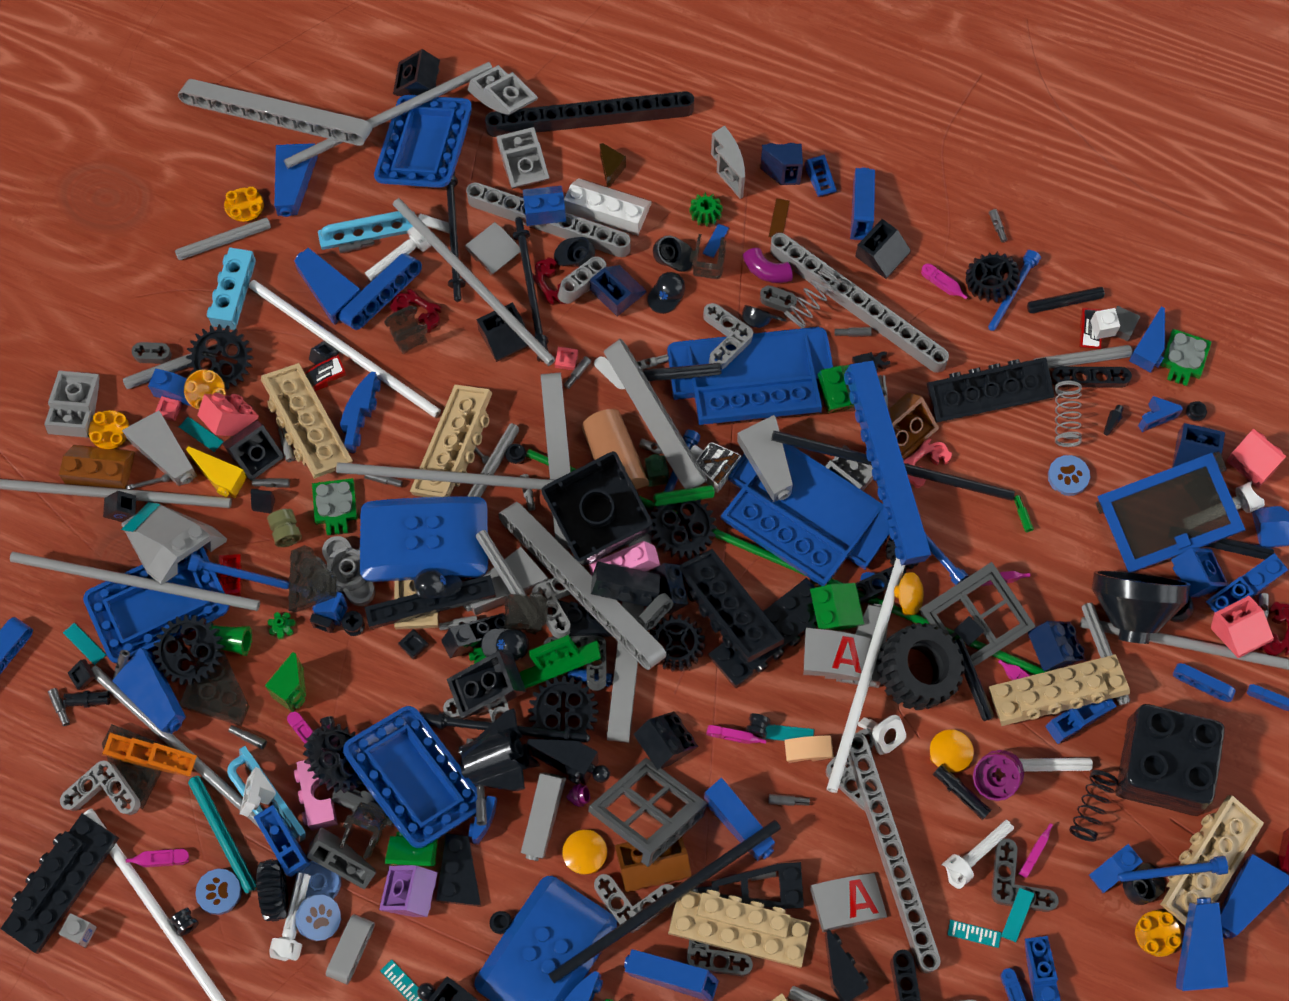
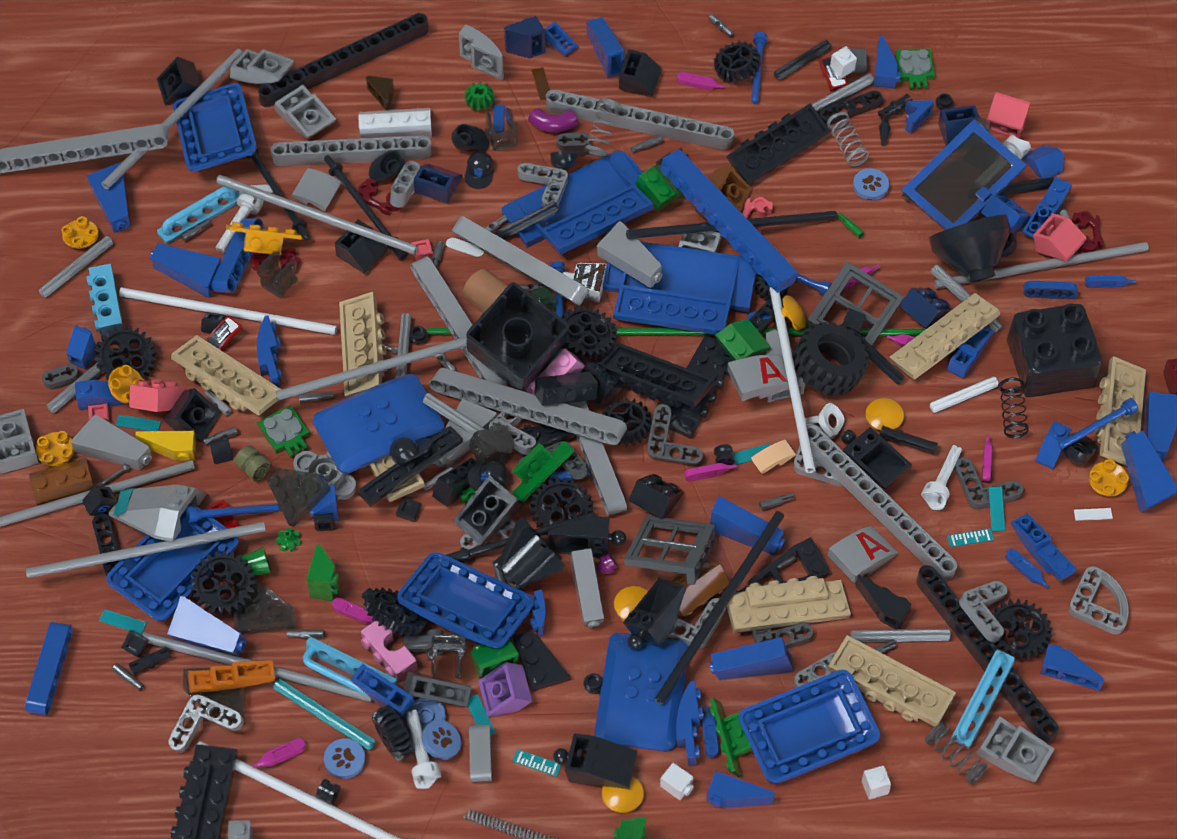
camera: 25 degrees left, 10 degrees down
(106, 539) = (105, 547): none -> black beam
(122, 661) = (169, 614): flat silver pin -> none
(181, 331) = (81, 347): none -> blue slope
(256, 791) = (339, 664): white slope -> none
(354, 628) = (348, 517): black wheel -> none
(373, 902) = (478, 712): none -> teal sticker
(410, 286) = (263, 240): none -> light orange bracket
(481, 806) = (534, 601): flat silver pin -> none
(544, 205) = (346, 138): blue slope -> none
(594, 879) = (655, 614): none -> black slope
(655, 611) = (600, 398): dark grey beam -> none
(683, 495) = (579, 306): green axle -> none
(702, 689) = (666, 447): none -> dark grey beam
(913, 802) = (875, 456): none -> black slope
(989, 783) = (935, 401): magenta wheel -> none
(1121, 966) = (1093, 514): none -> white window
(1138, 396) = (894, 108): none -> black pin

